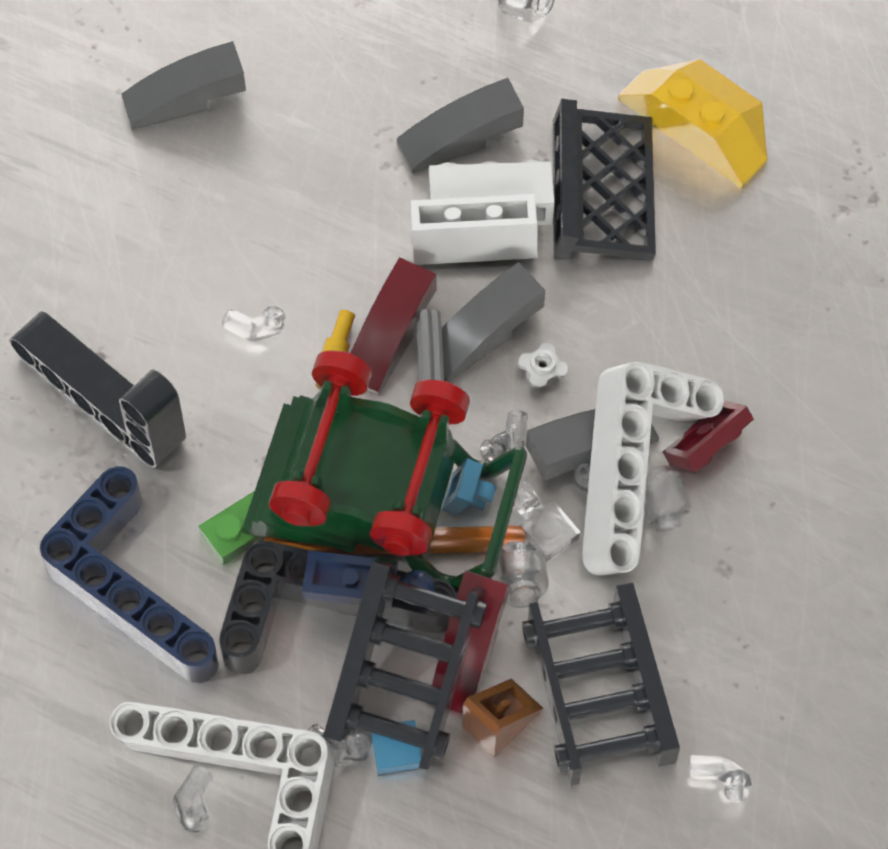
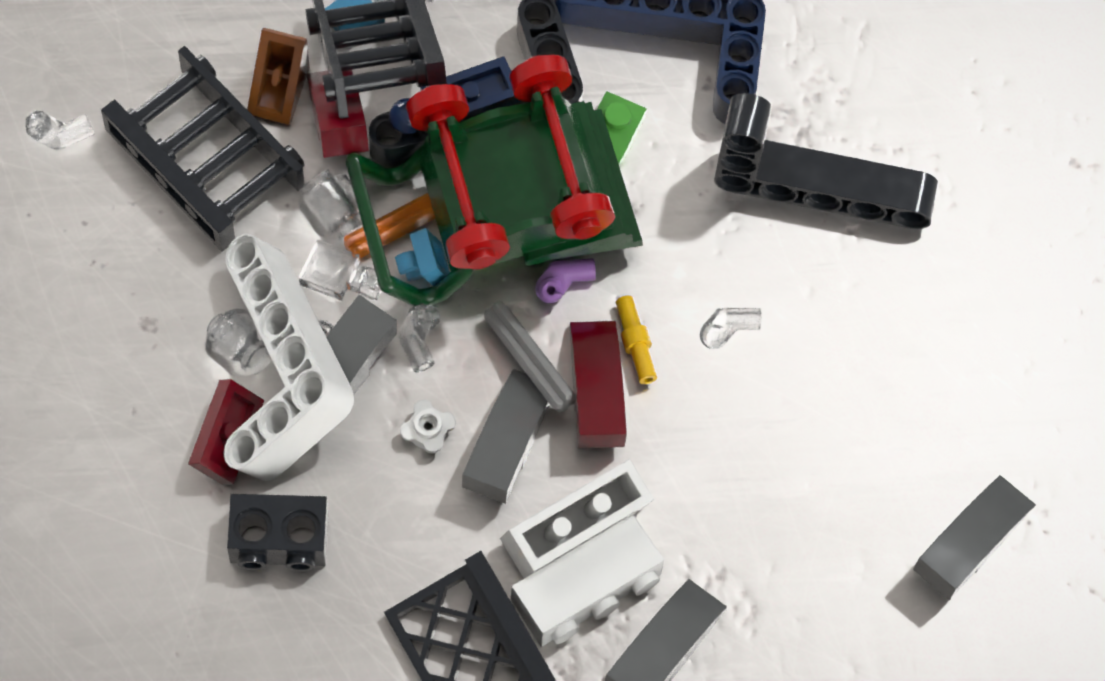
camera: 145 degrees right, 5 degrees up
(701, 349) = (279, 517): none -> black brick

